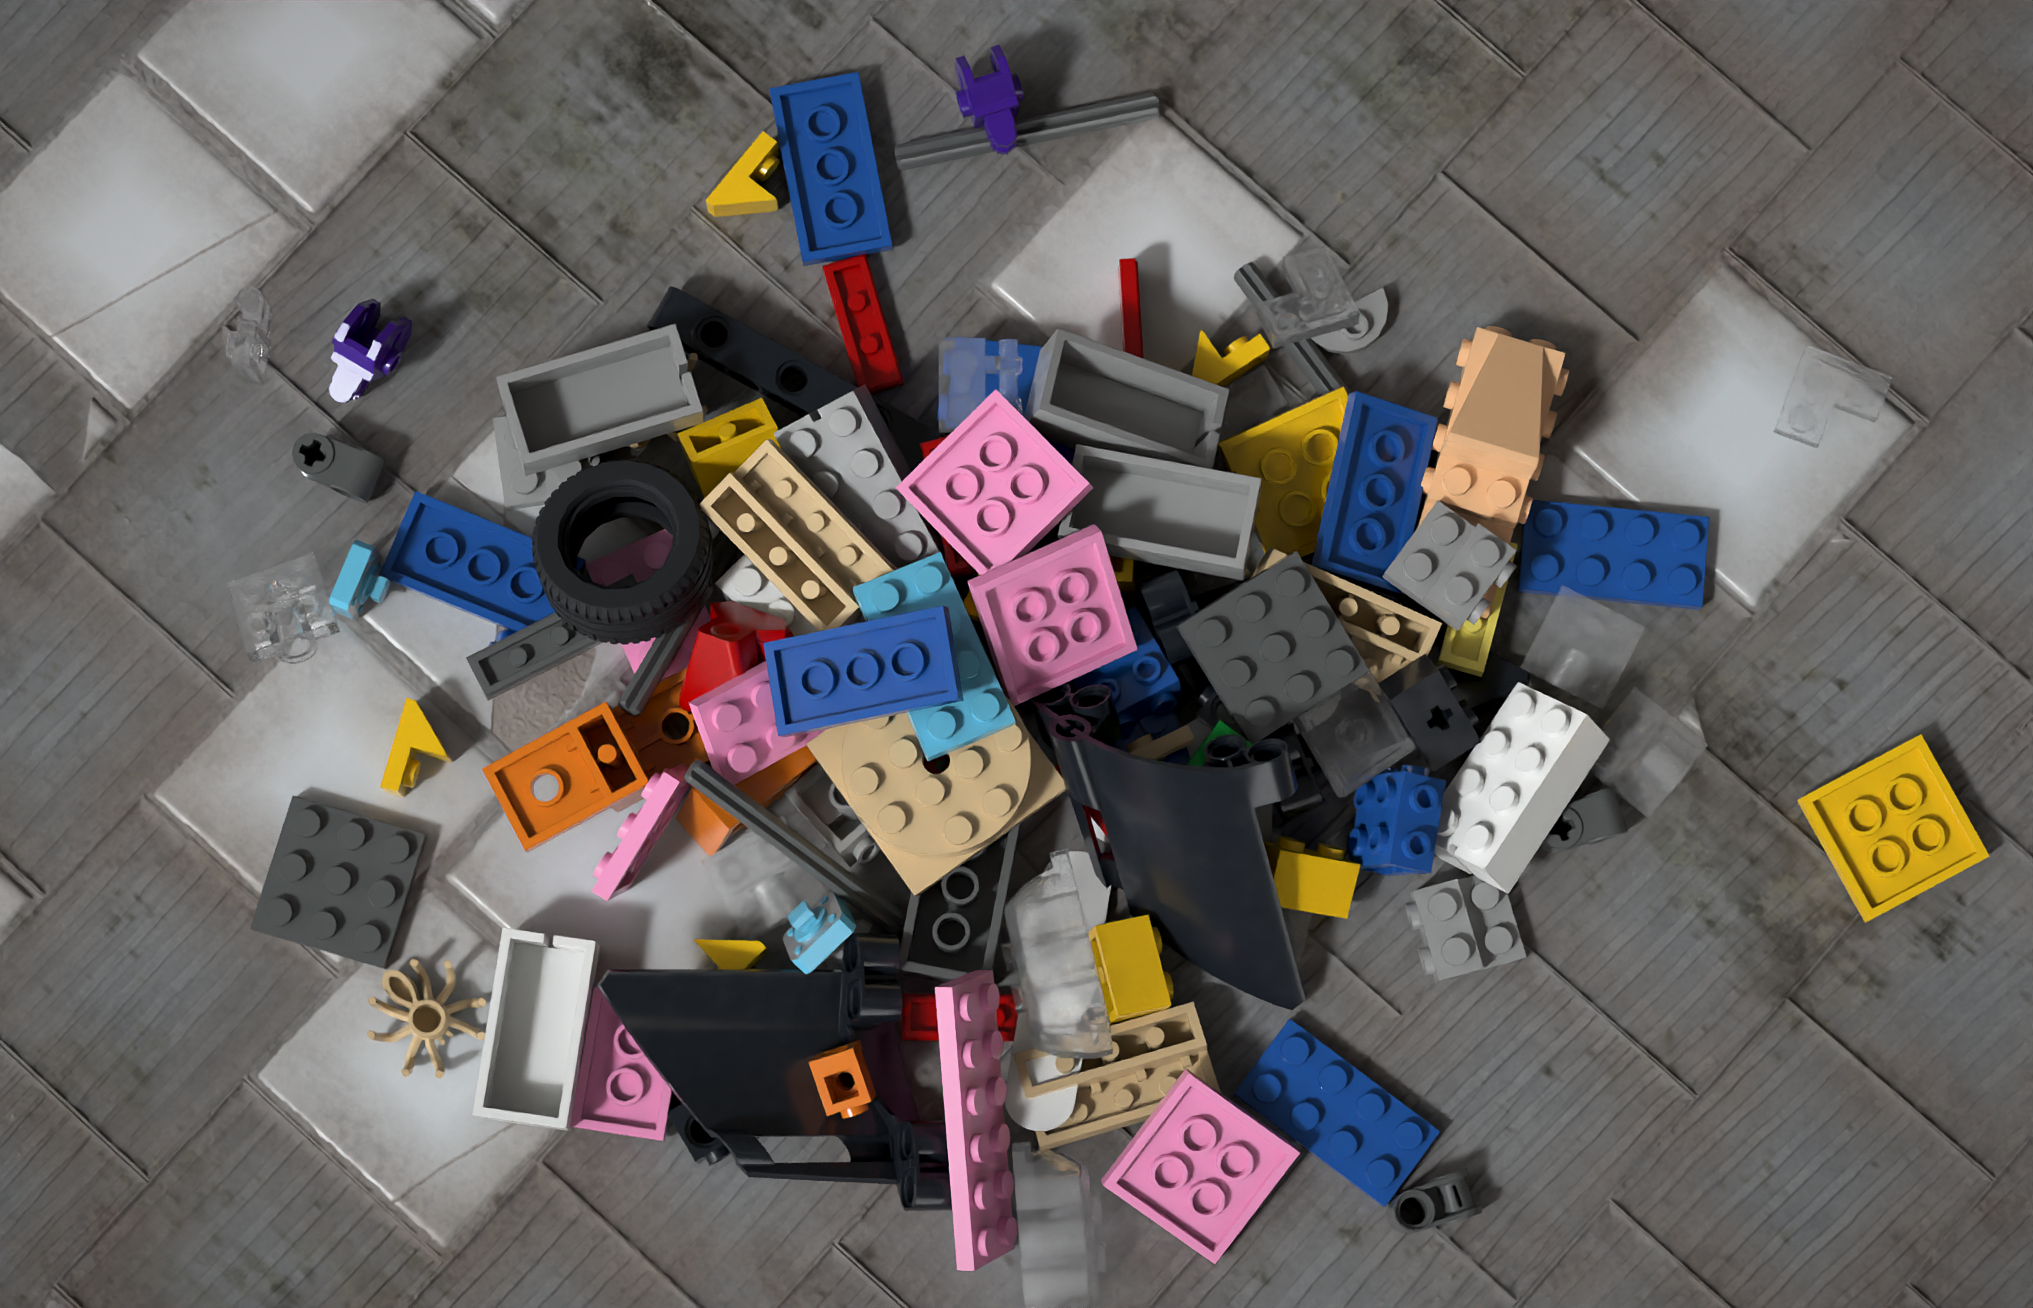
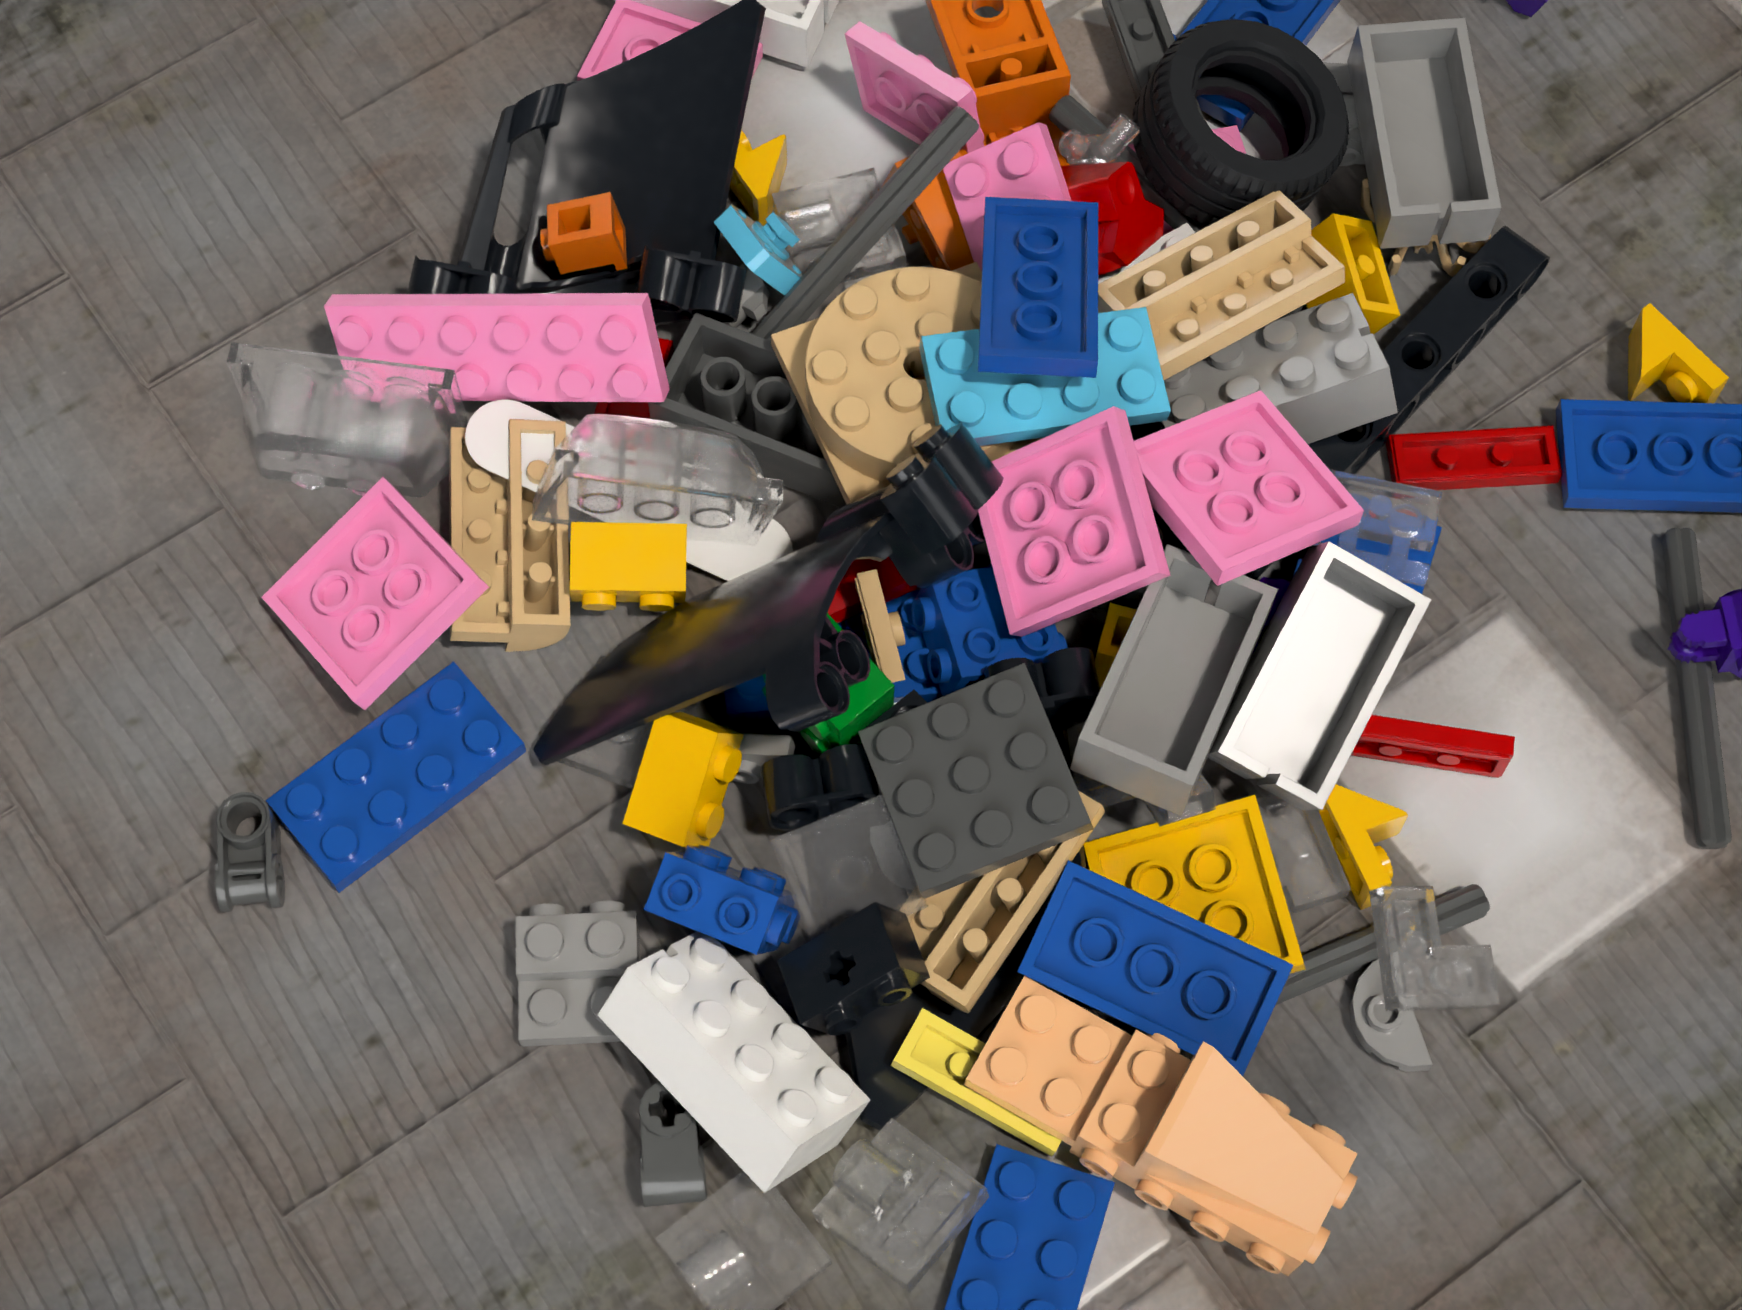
camera: 105 degrees right, 15 degrees down
(672, 665) = (1098, 148): none -> clear arm
(1066, 709) = (940, 487): none -> black brick
(1451, 566) = (1036, 1033): light grey plate -> none

